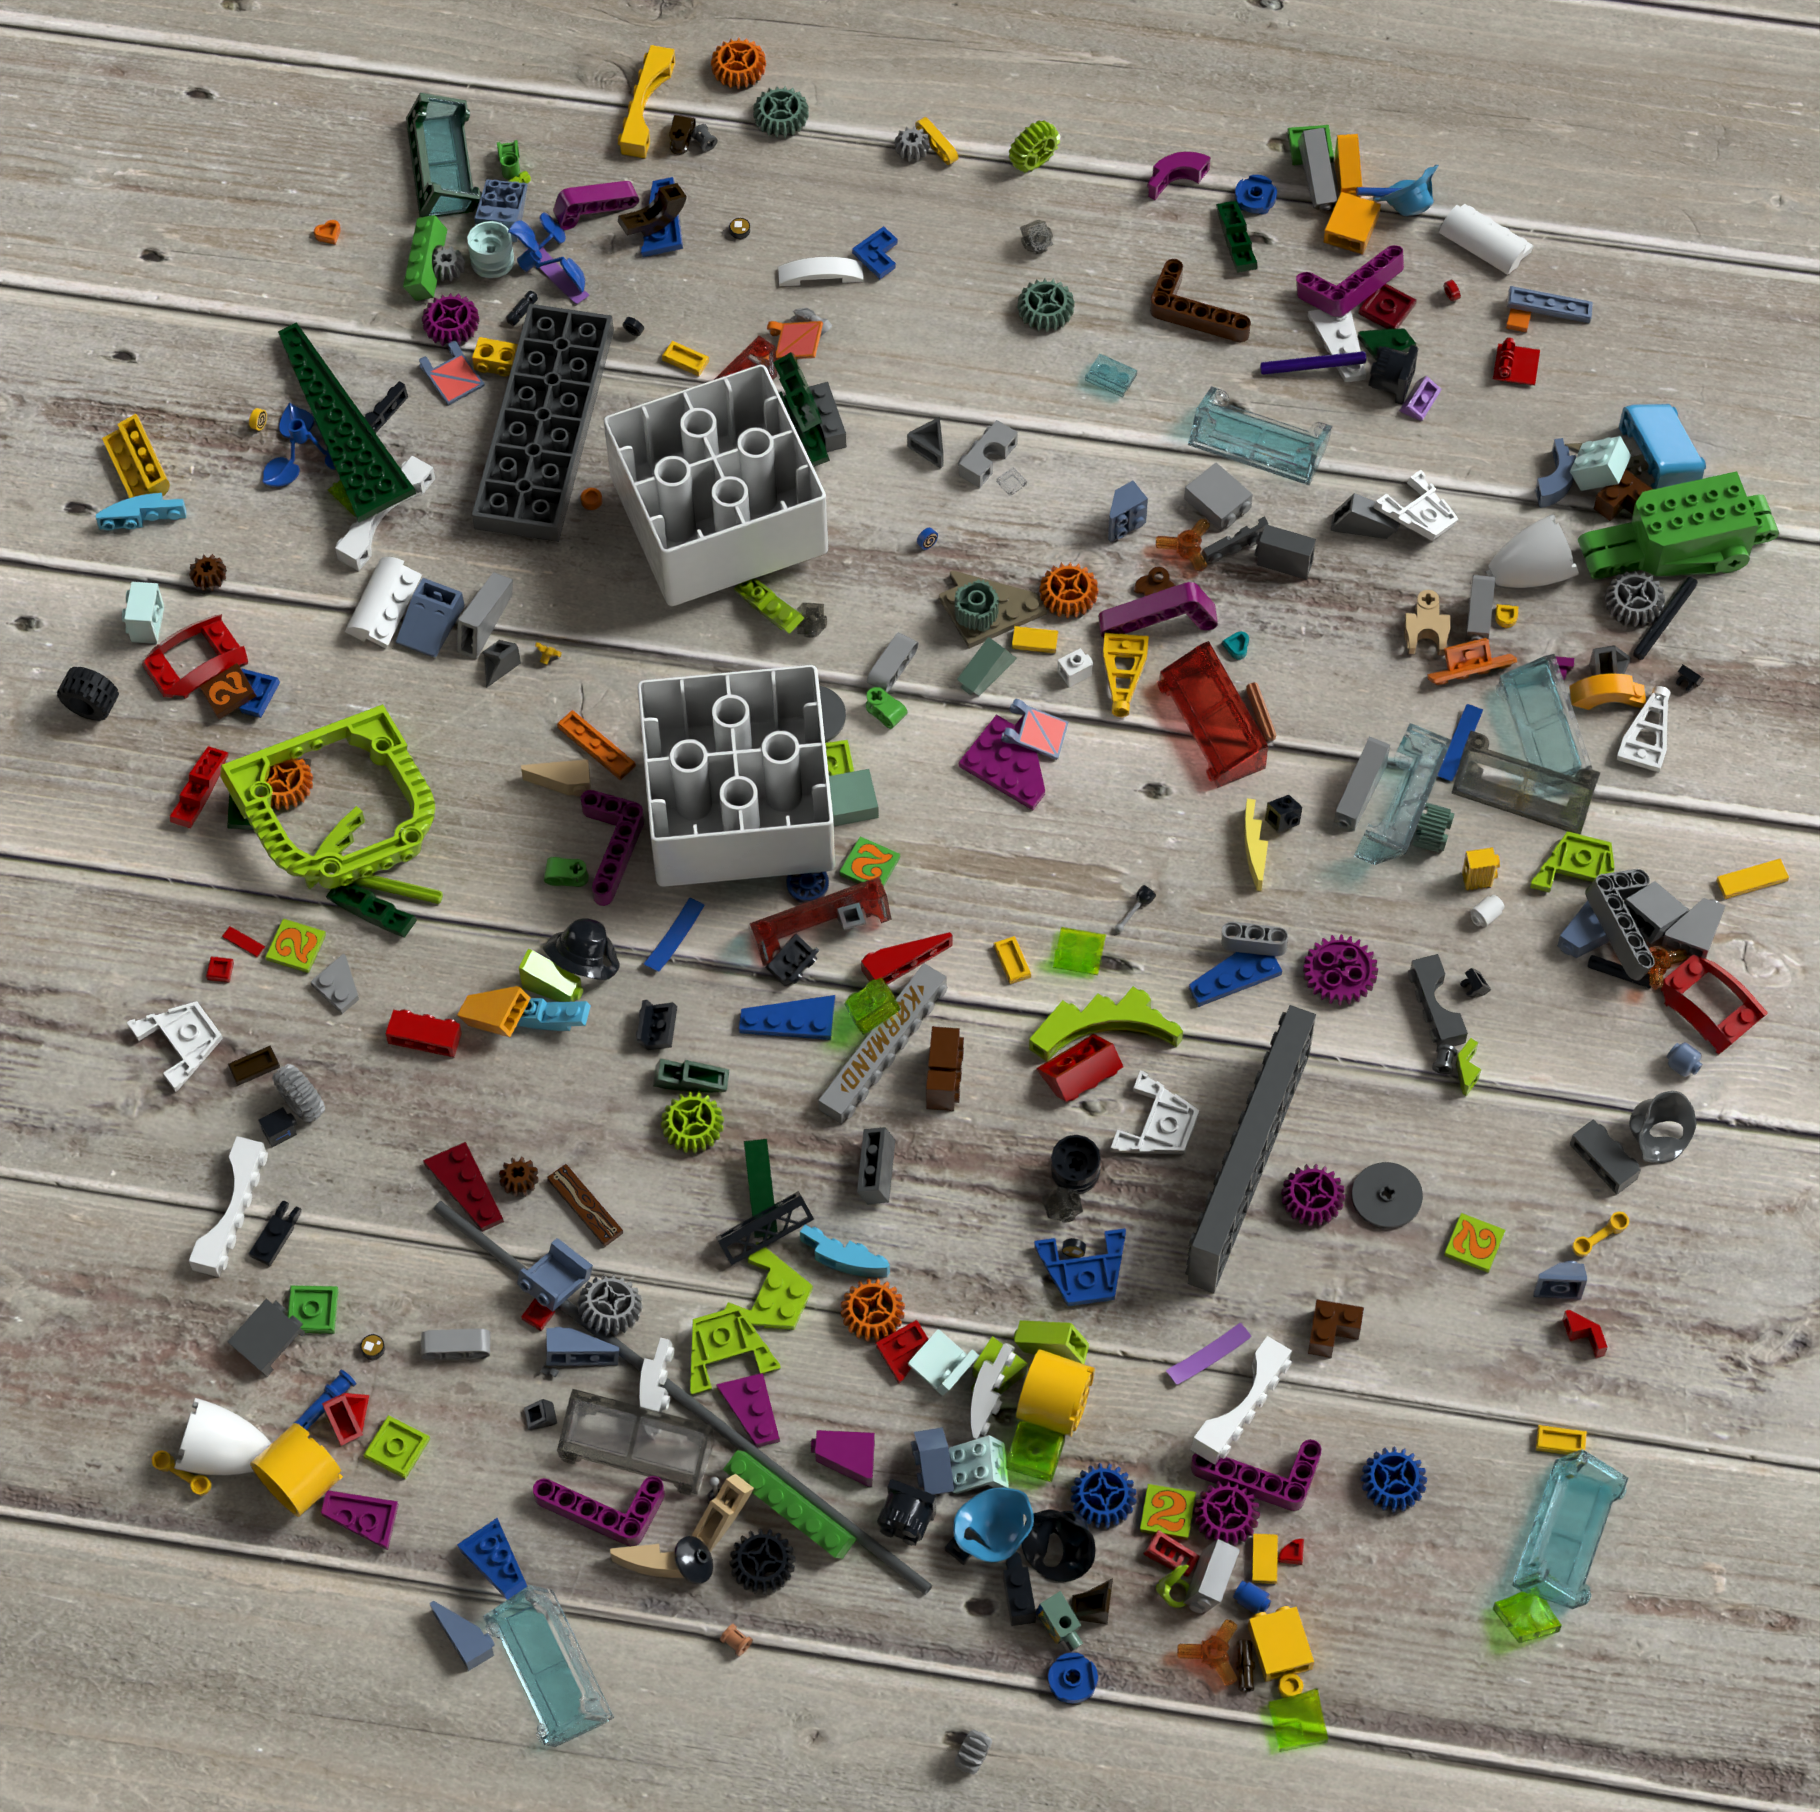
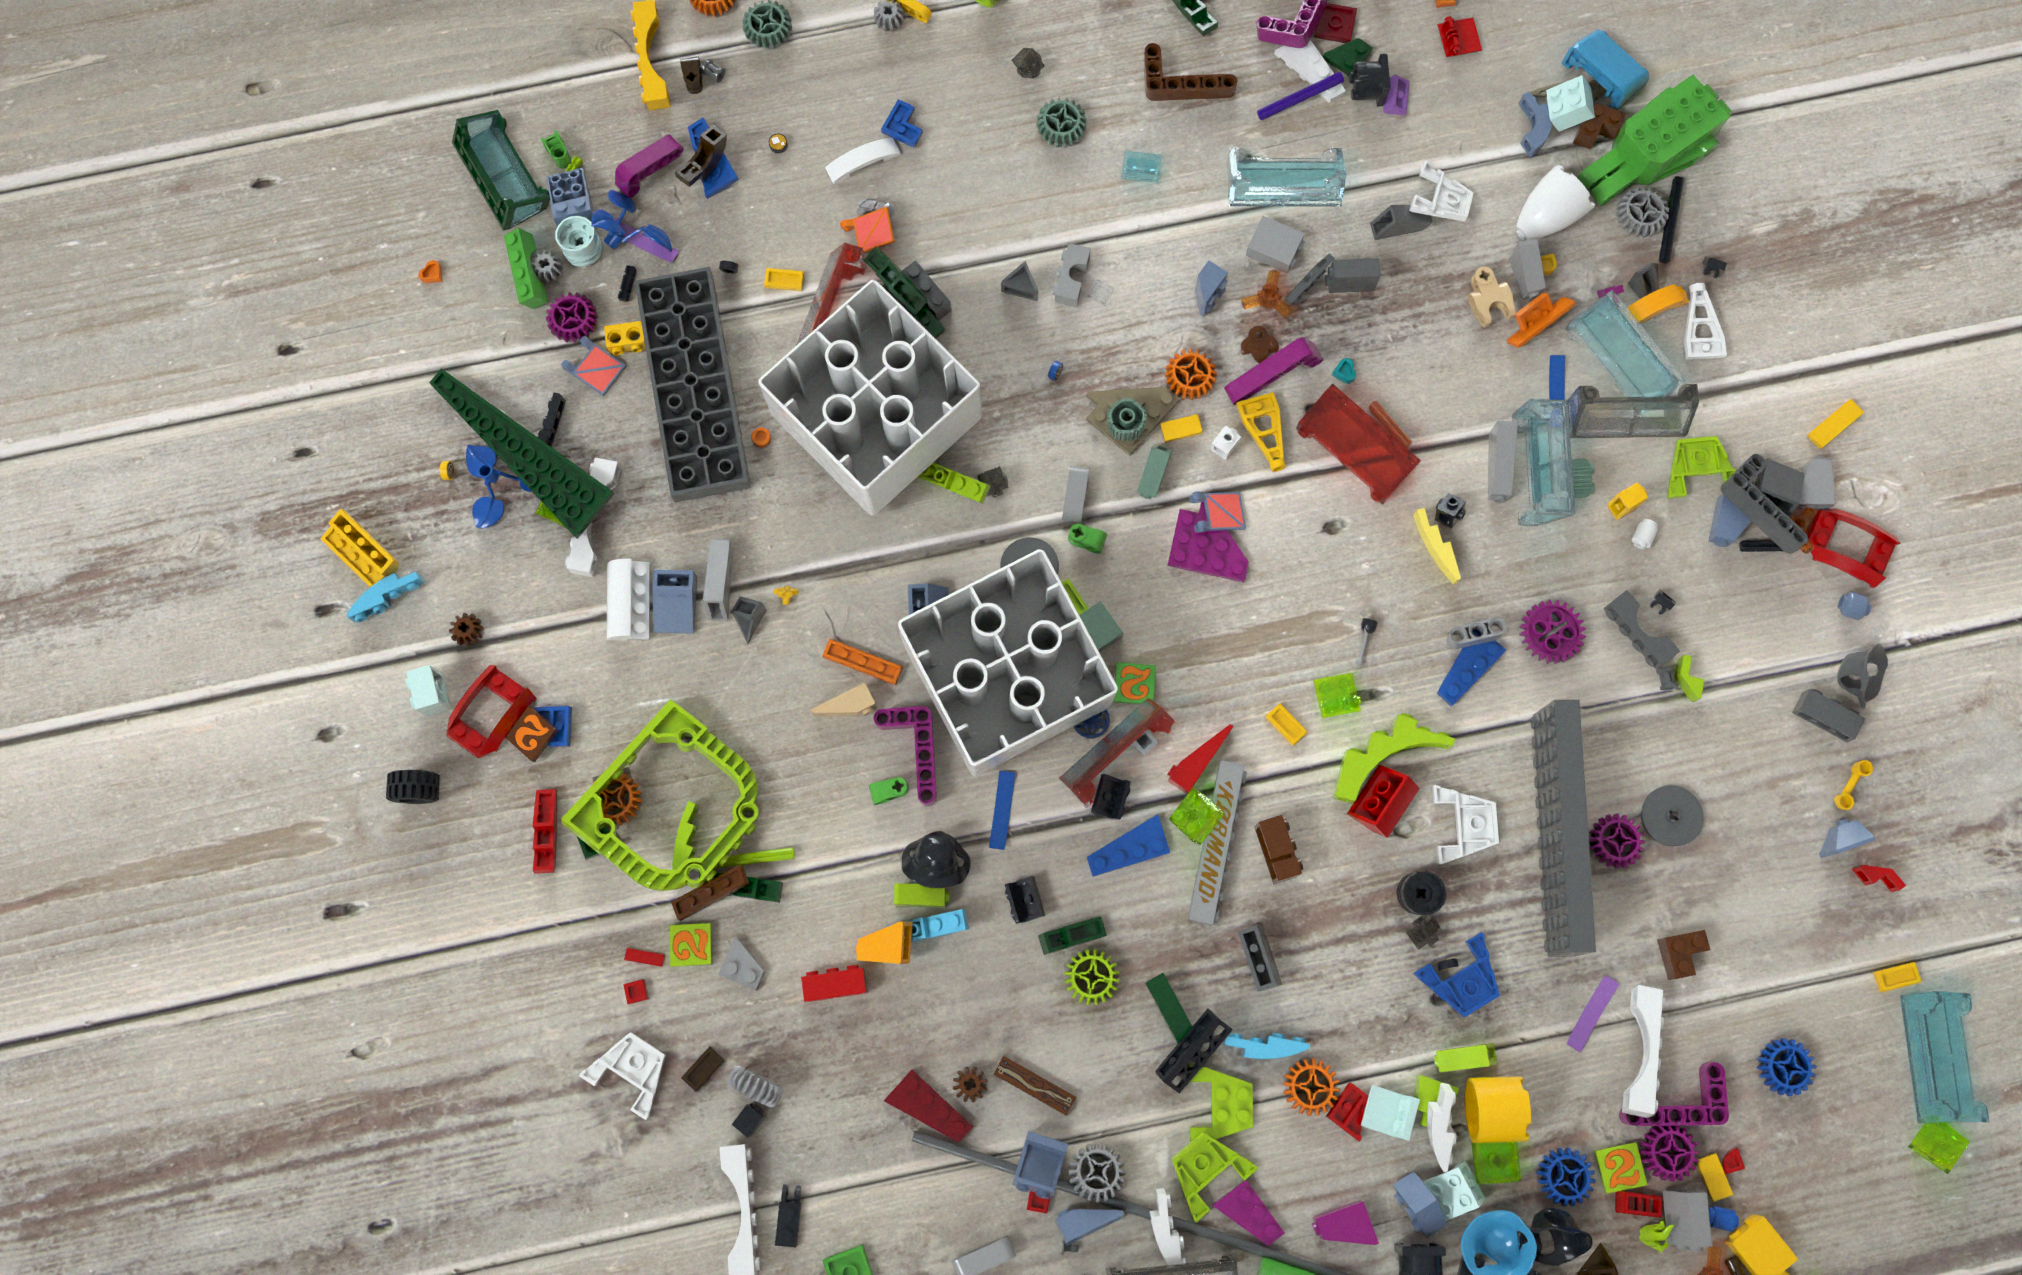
camera: 20 degrees left, 15 degrees up
(338, 900) = (710, 892): none -> reddish brown tile
(1474, 1242) = (1757, 830): lime tile -> none

